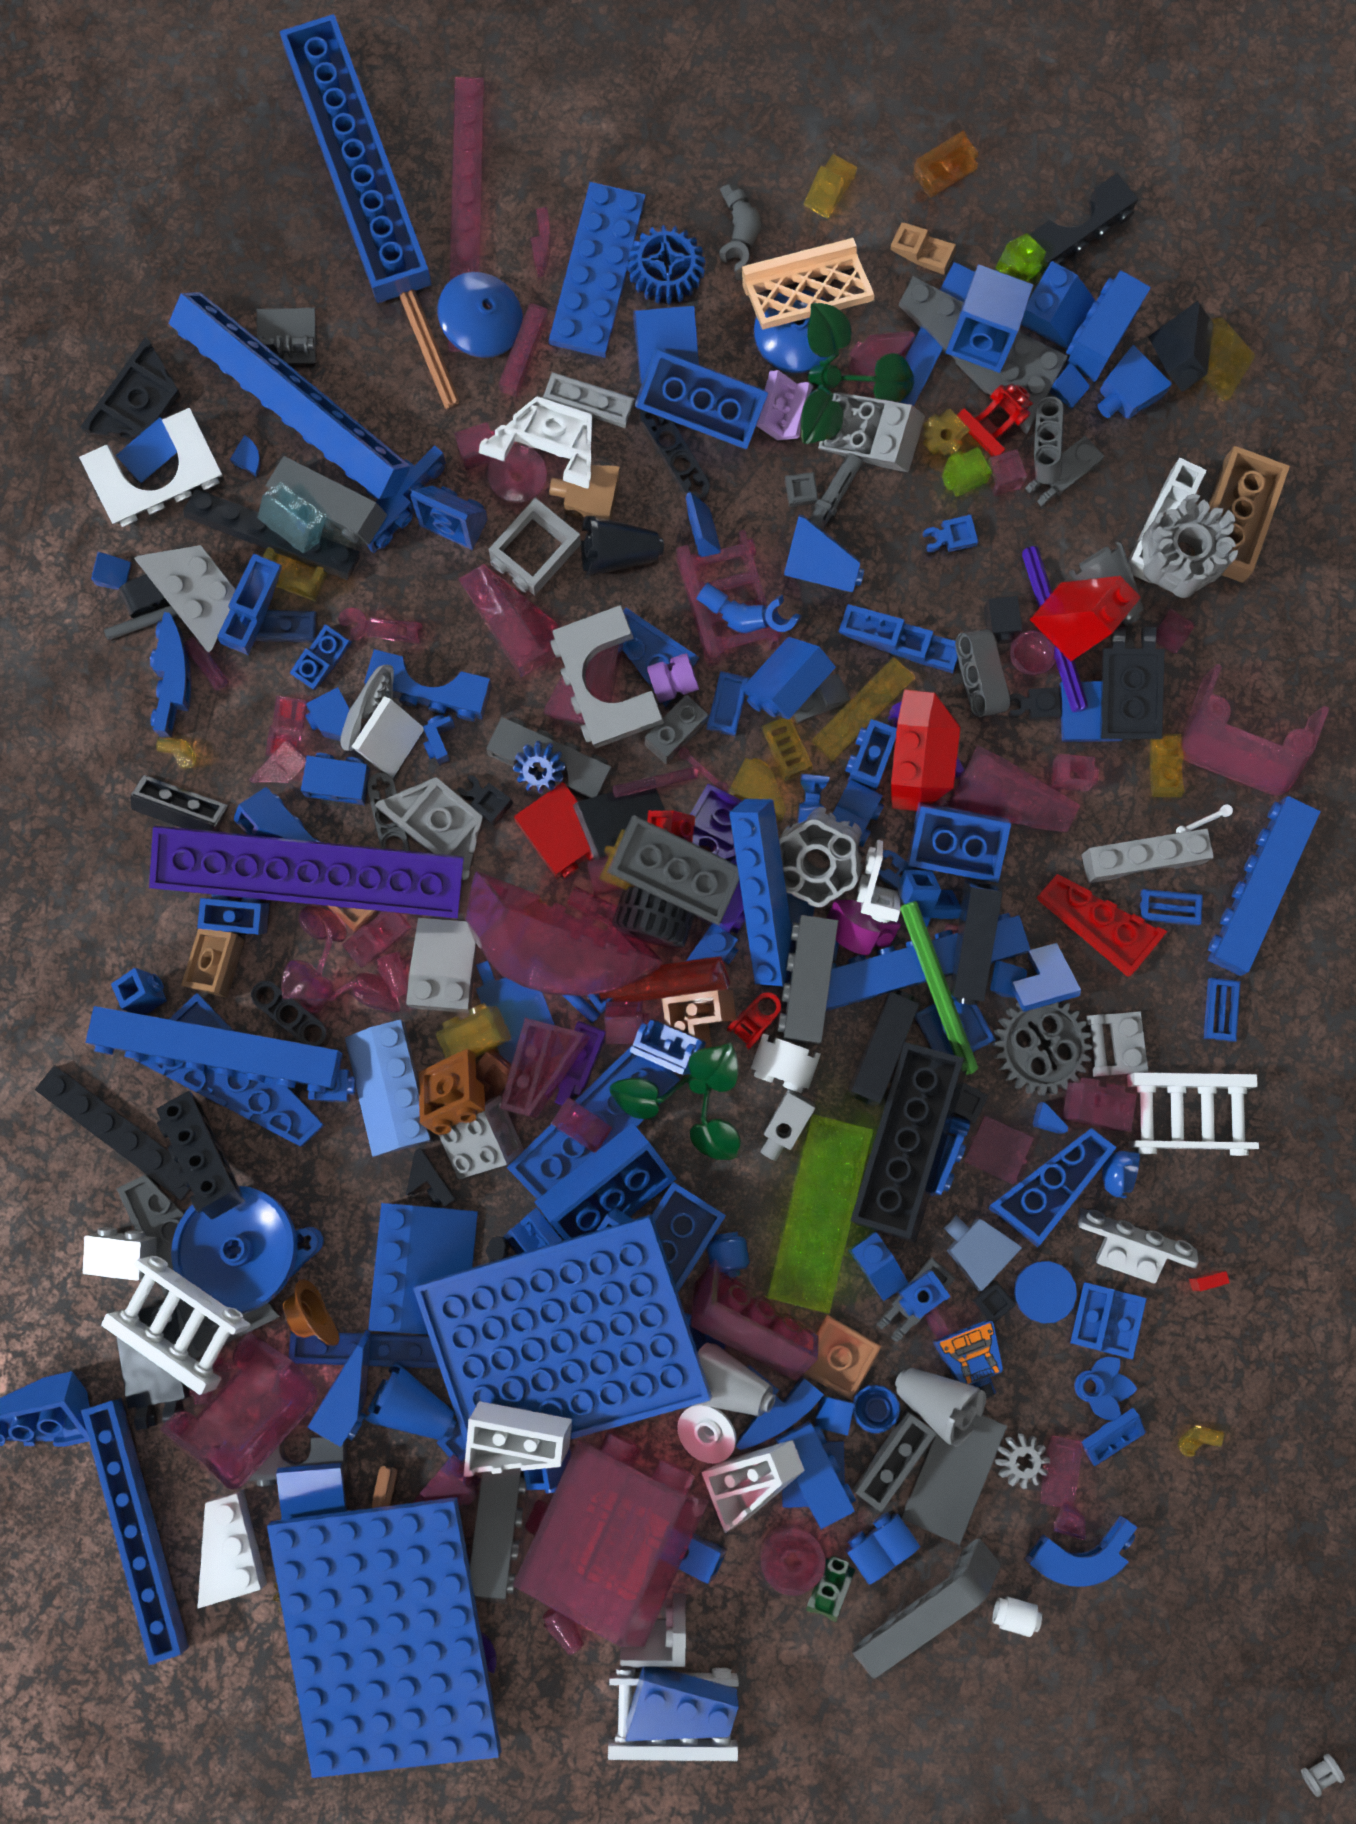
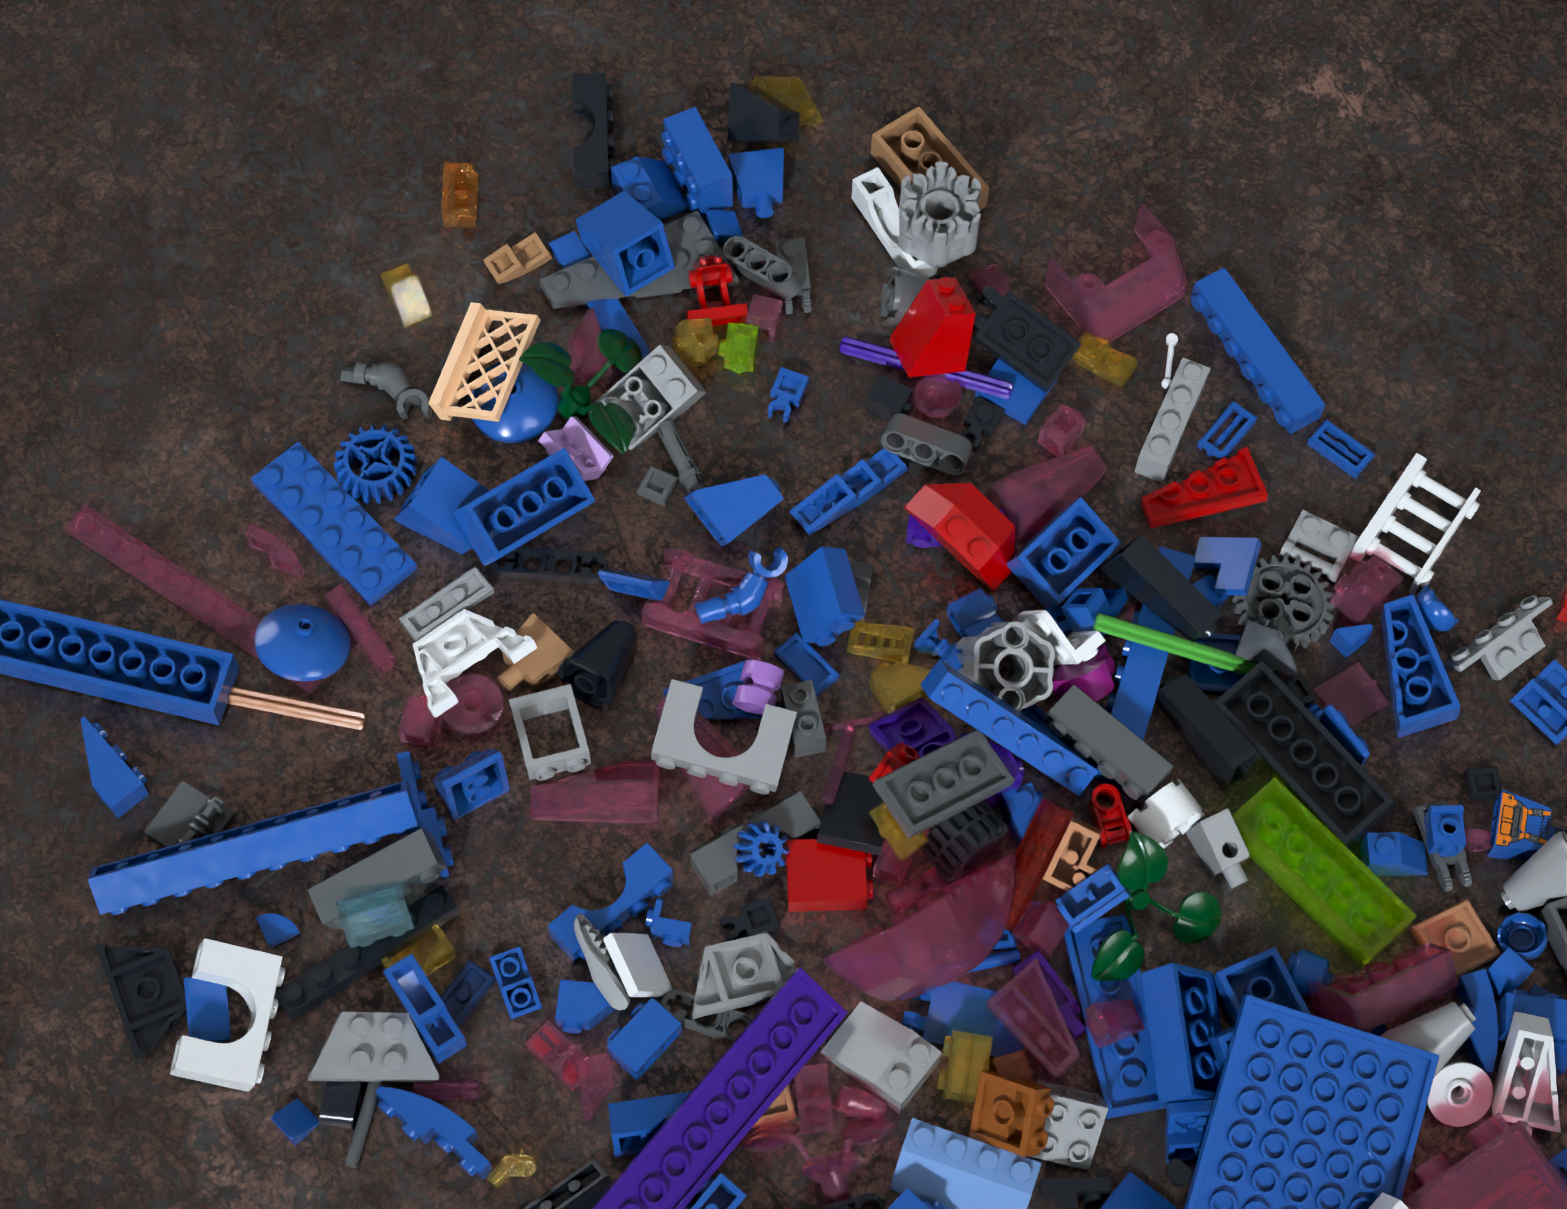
camera: 50 degrees left, 15 degrees down
(282, 250) = (110, 776): none -> blue slope
(379, 627) = (526, 911): clear pink piece -> none
(862, 707) = (889, 560): clear yellow tile -> none
(873, 754) = (938, 573): blue brick -> none
(979, 1250) = (1432, 765): sand blue torso -> none
(987, 1054) = (1263, 642): none -> black slope
(1021, 258) = (589, 188): clear neon green brick -> none
(1045, 1292) = (1499, 737): blue tile -> none

